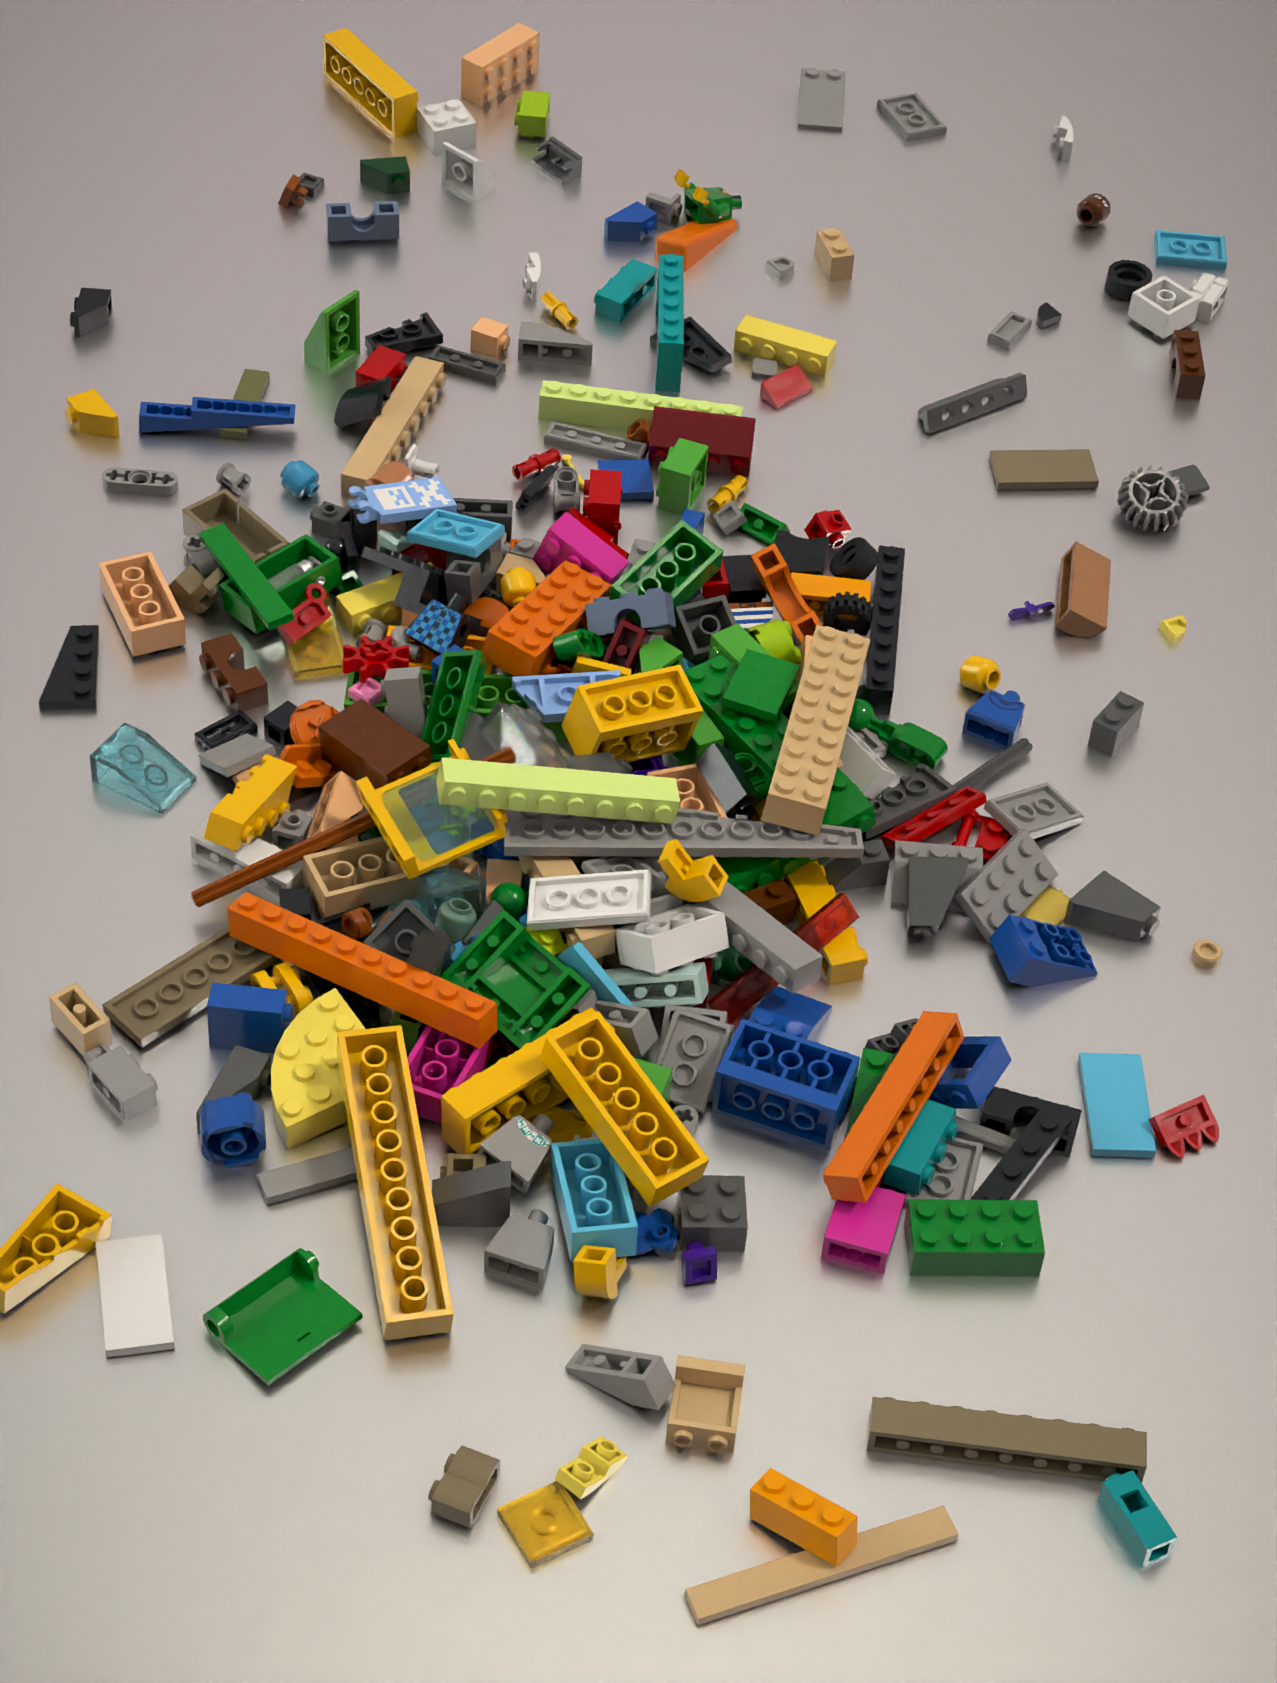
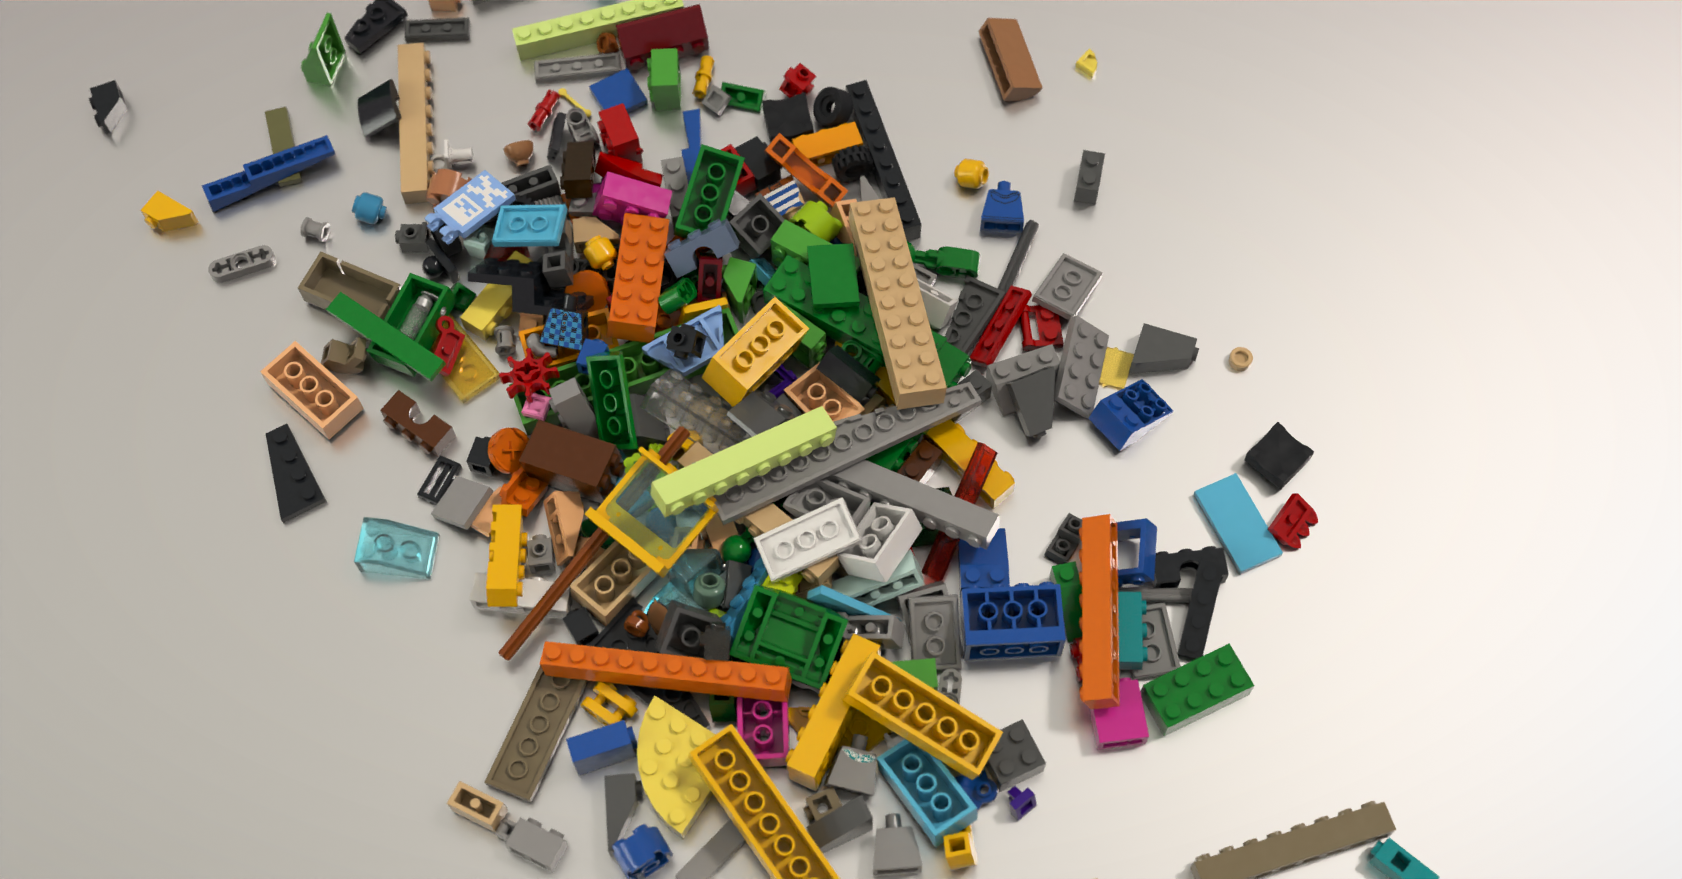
camera: 20 degrees left, 20 degrees up
(199, 556) = (331, 325): light grey piece -> none
(380, 364) = (375, 67): red brick -> none
(489, 485) = (519, 152): none -> medium nougat brick
(537, 516) = (578, 170): none -> dark brown brick
(560, 680) = (686, 342): none -> black brick
(691, 879) = (874, 487): yellow brick -> none
(1030, 610) = (978, 92): dark purple piece -> none
(1201, 1056) = (1278, 456): none -> black brick

